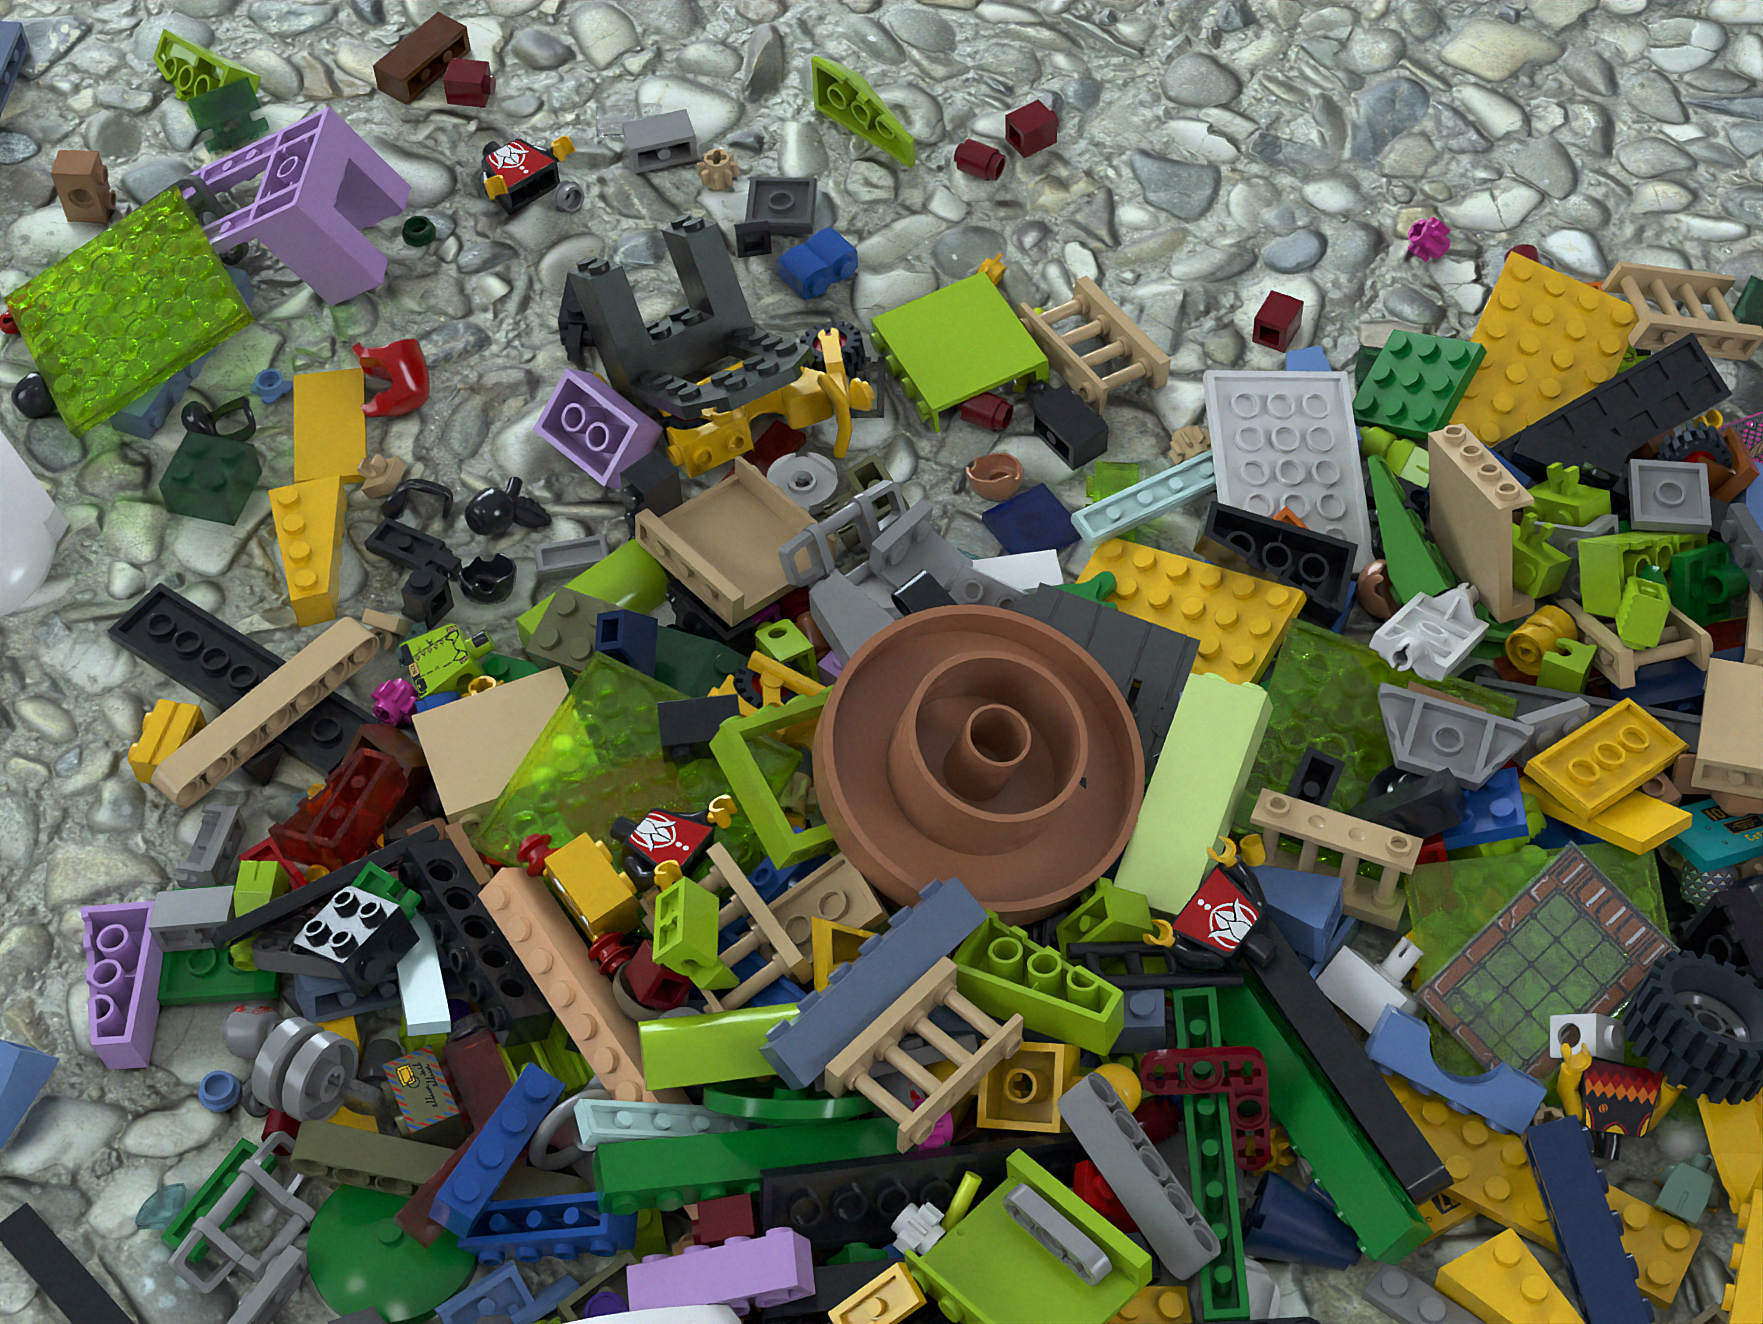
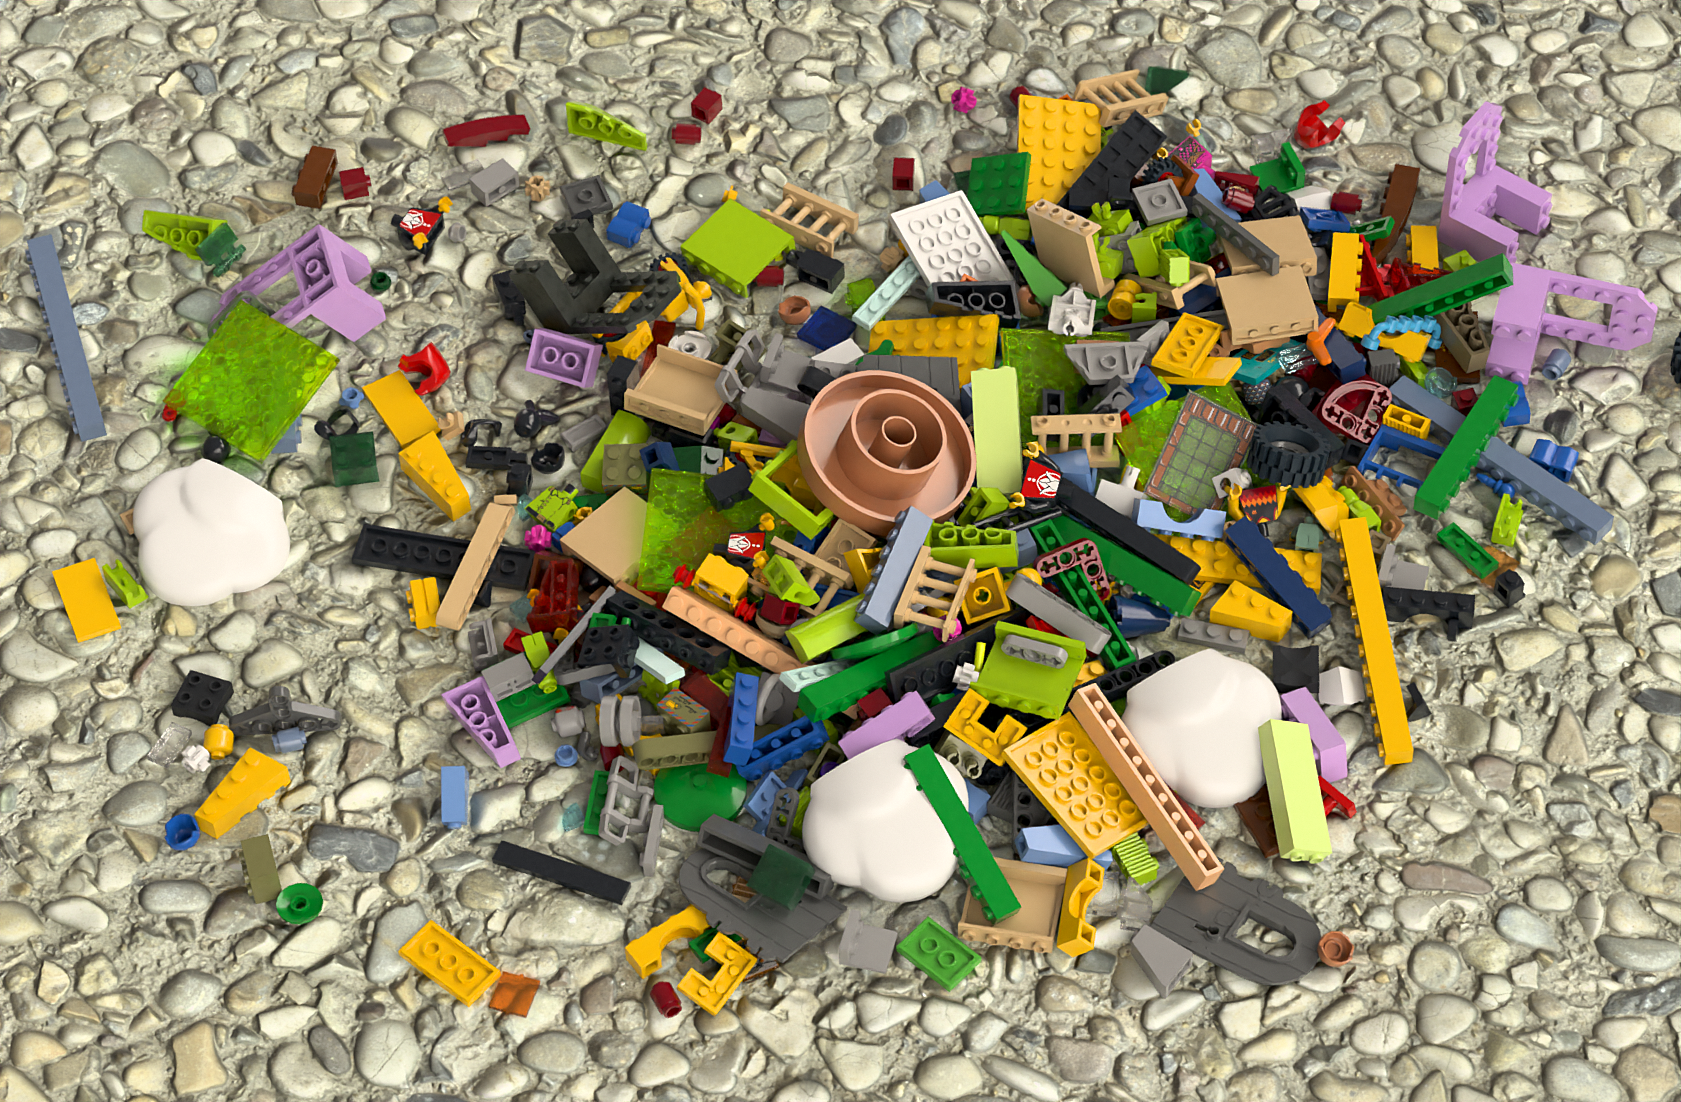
camera: 25 degrees left, 0 degrees up
(83, 186) = (164, 320): medium nougat brick -> none
(685, 64) = (480, 131): none -> dark red slope

